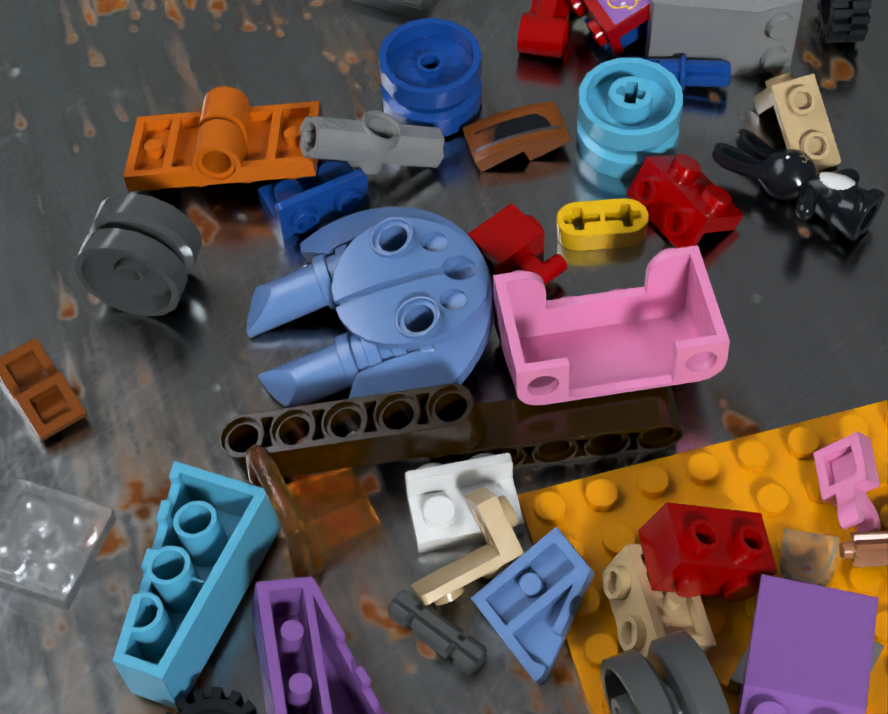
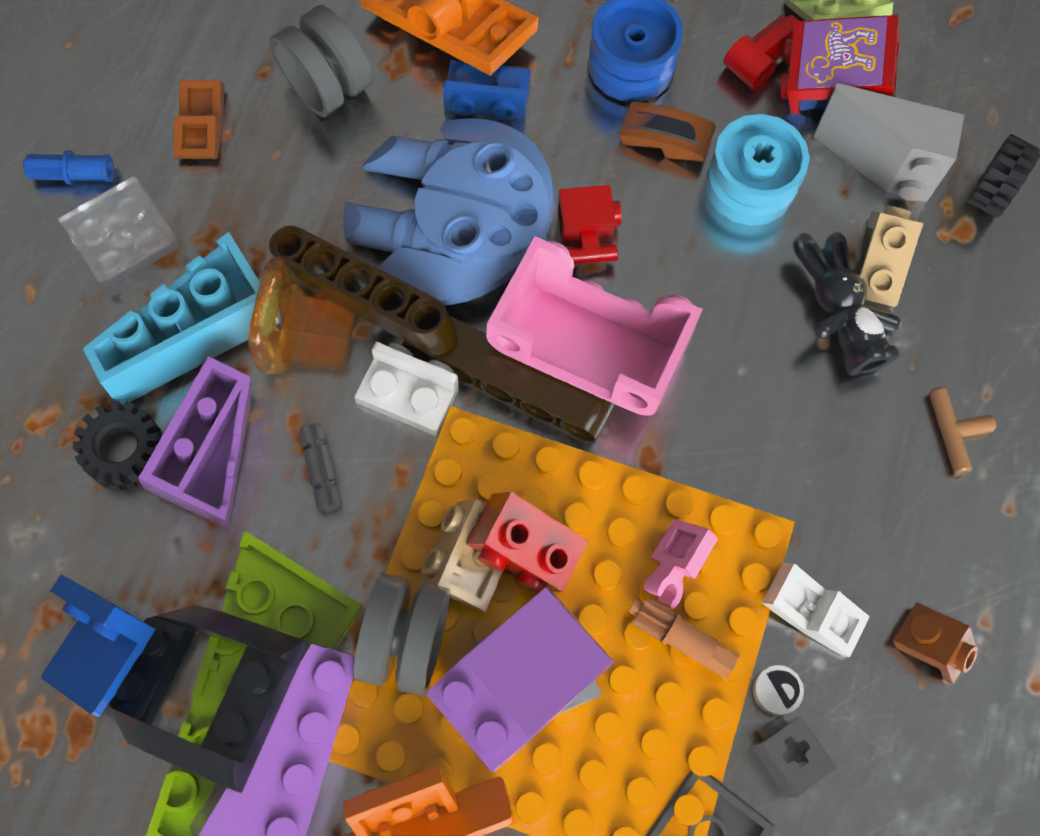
camera: 30 degrees right, 15 degrees up
(371, 142) = (547, 73): light grey piece -> none
(495, 520) = (406, 421): tan bracket -> none
(537, 601) = (396, 494): medium blue wing -> none
(601, 224) = (673, 241): yellow beam -> none
(682, 199) = (748, 260): red bracket -> none
(697, 72) = (833, 158): blue axle -> none
(808, 556) = (606, 593): clear tile -> none

